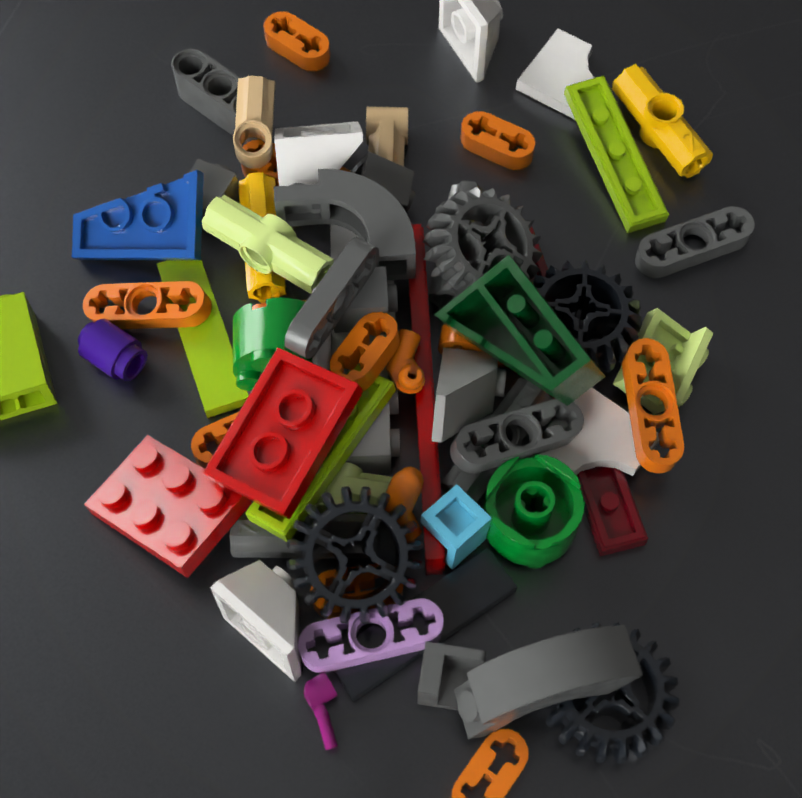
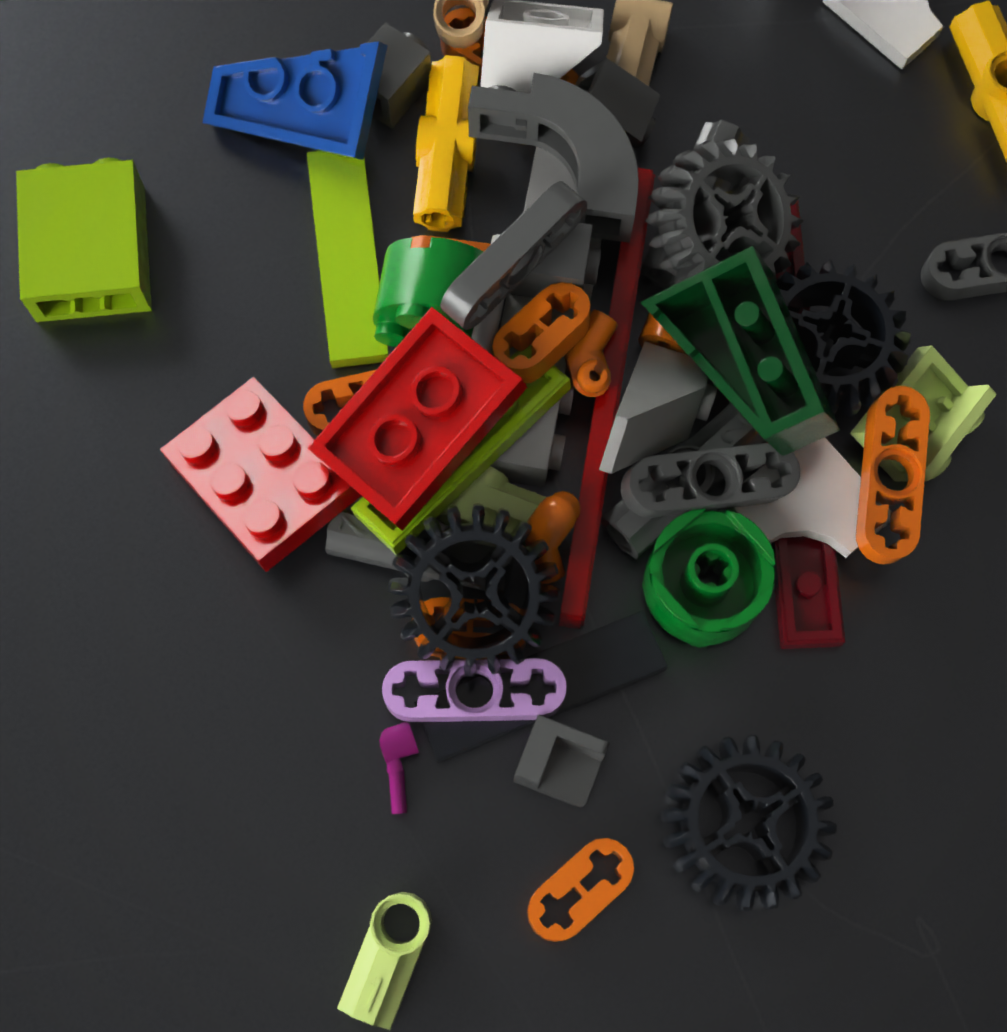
camera: 10 degrees right, 10 degrees up
(111, 350) = (229, 257): dark purple brick -> none
(162, 316) = (301, 224): orange beam -> none
(264, 611) = (353, 632): white slope -> none
(266, 243) = (449, 158): yellowish green piece -> none
(457, 524) = (608, 576): medium azure panel -> none
(497, 140) = (783, 67): orange beam -> none
(545, 674) = (675, 794): dark grey arch -> none
(616, 154) = (931, 120): lime tile -> none

